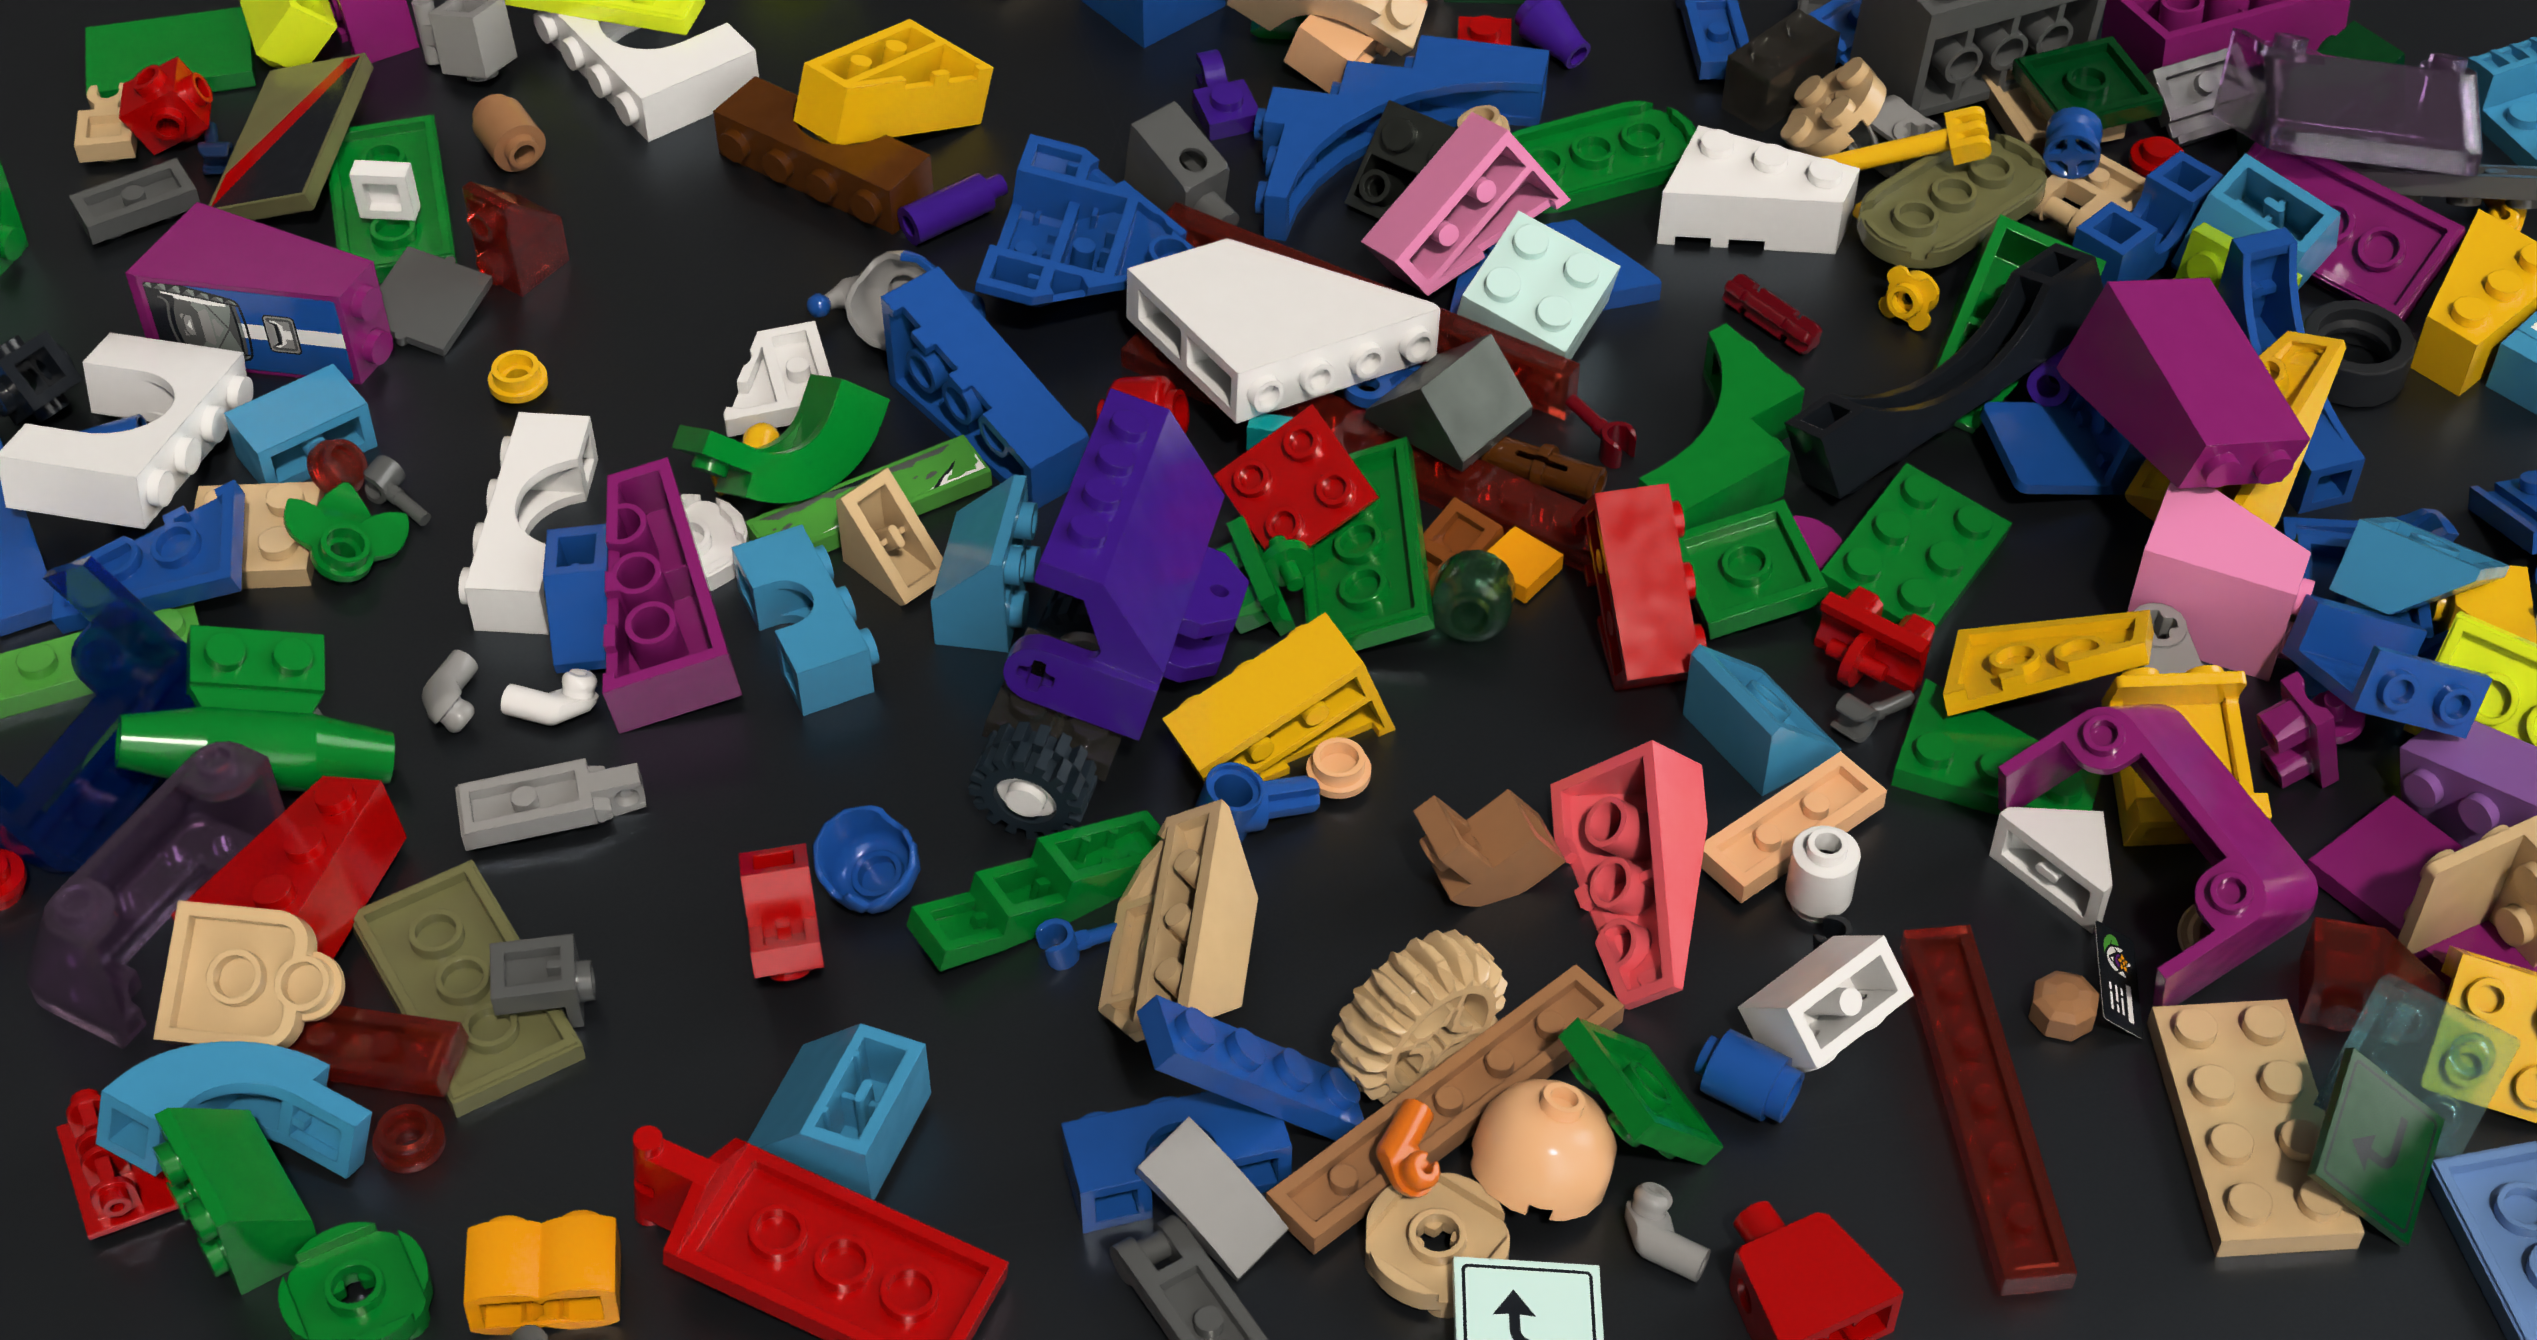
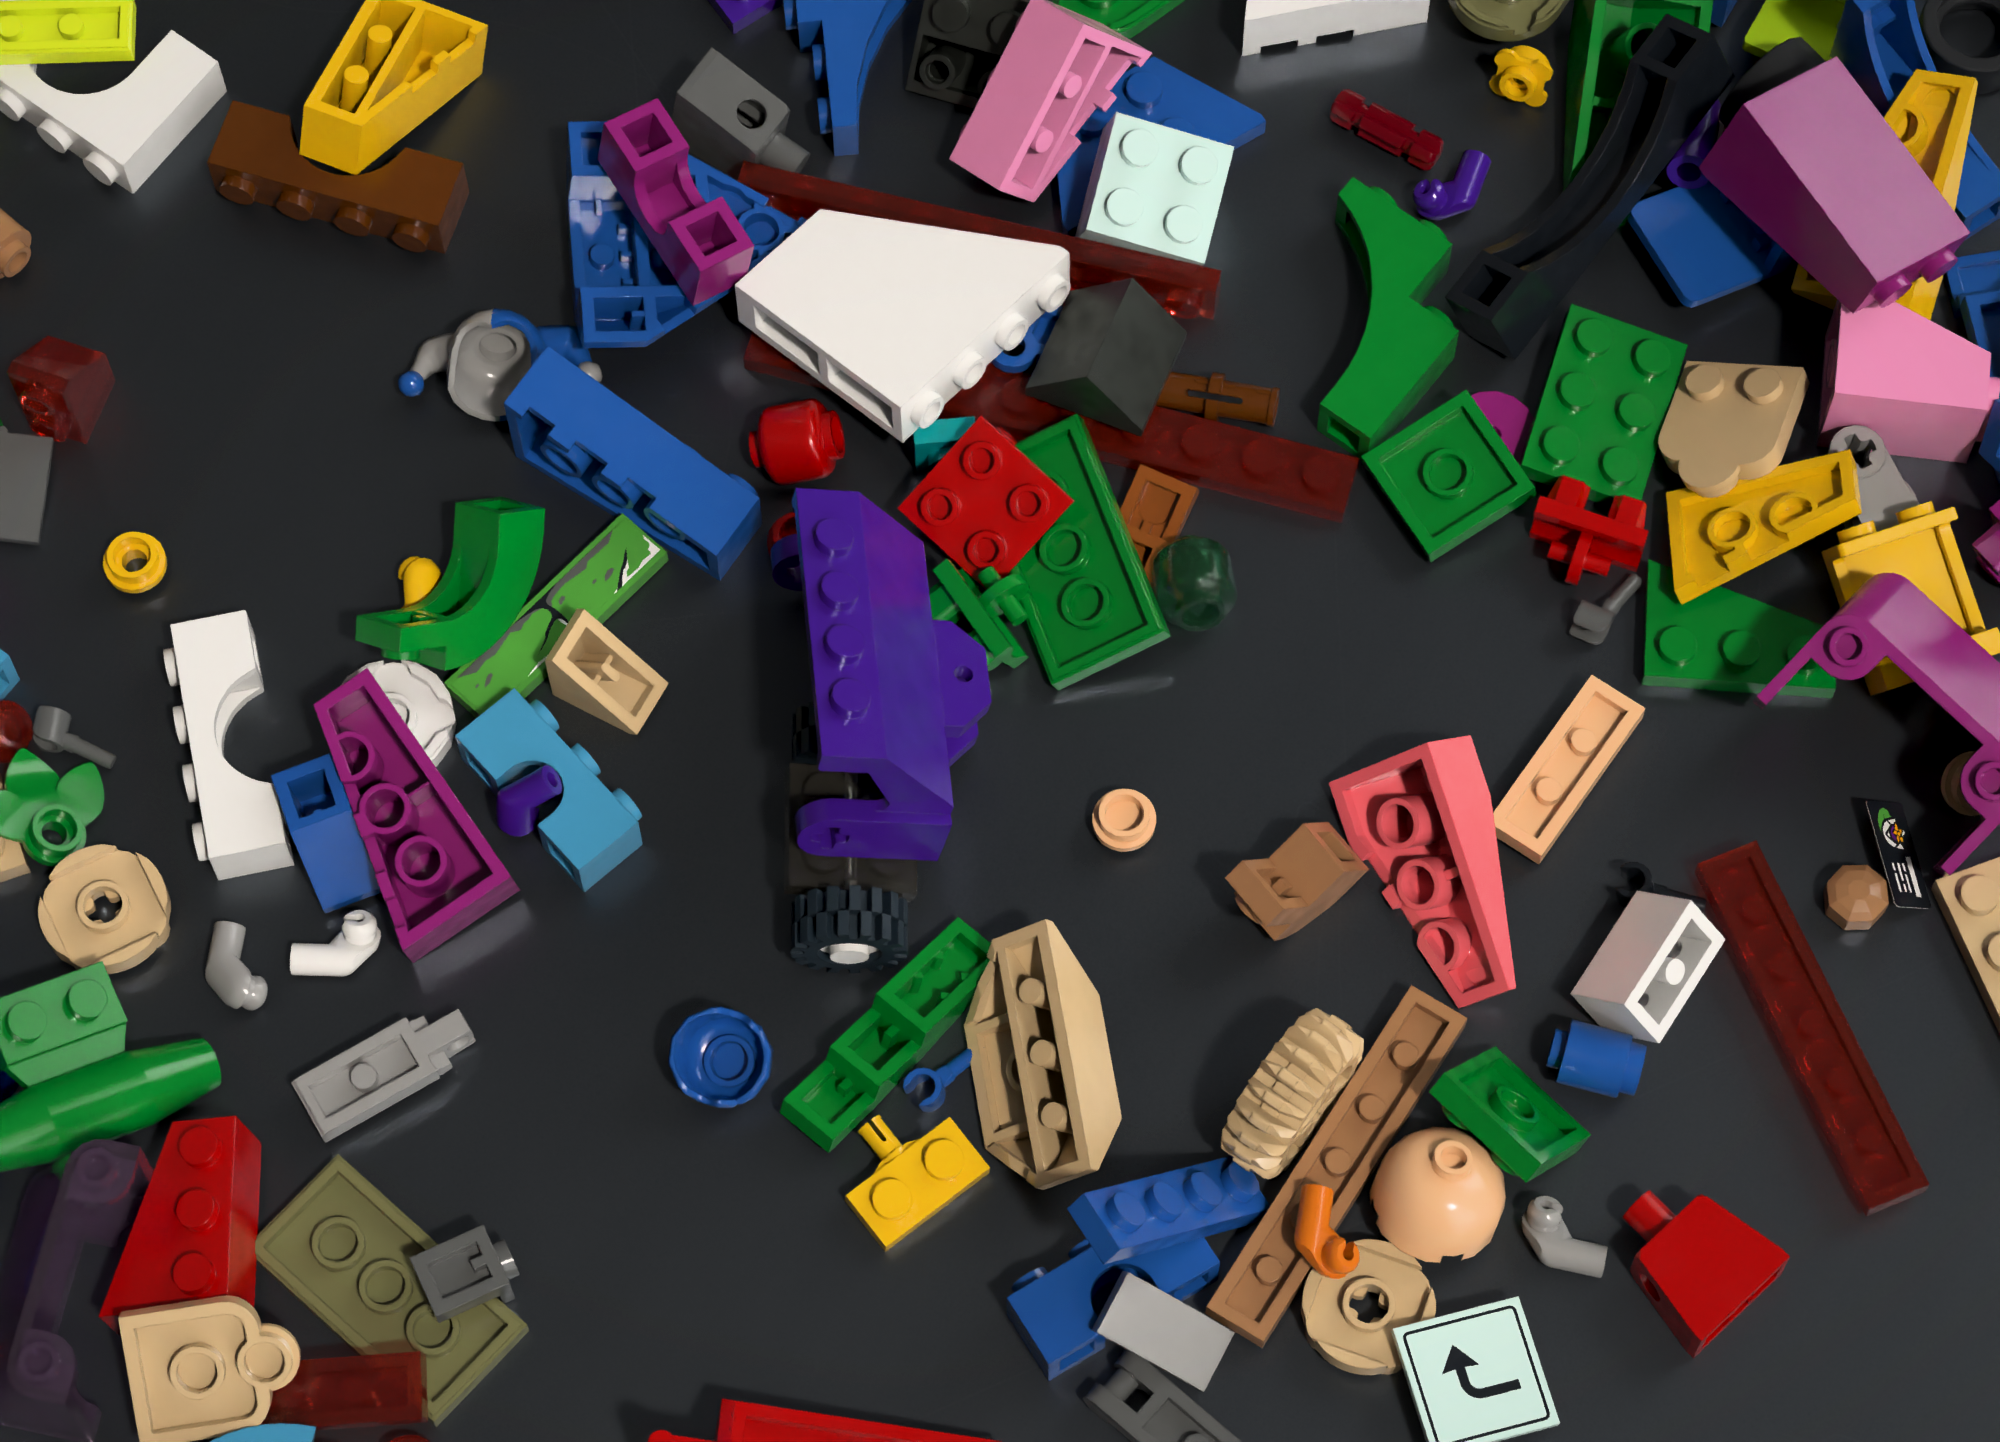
camera: 15 degrees left, 20 degrees up
(378, 642) = (119, 875): none -> tan plate
(767, 614) = (518, 801): none -> dark purple arm
(776, 377) = (410, 491): white wing -> none
(780, 912) = (666, 1144): red brick -> none
(848, 1106) = (794, 1332): dark azure slope -> none
(950, 207) = (498, 210): dark purple cylinder -> none
(987, 569) = (714, 687): dark azure slope -> none
(1015, 1017) = (913, 1179): none -> yellow plate
(1100, 215) = (651, 172): none -> magenta arch
(1257, 800) = (1057, 882): blue axle -> none
(1281, 705) = (1048, 780): yellow wedge -> none
(1529, 561) = (1226, 518): light orange tile -> none
(1613, 435) = (1262, 334): dark red hand -> none
(1641, 584) = (1359, 541): wedge -> none
(1752, 721) = (1502, 654): dark azure slope -> none
(1822, 872) = (1610, 821): white brick -> none
(1826, 372) = (1456, 196): none -> dark purple arm
(2038, 581) = (1730, 423): none -> tan plate
(2059, 857) = (1822, 739): white slope -> none

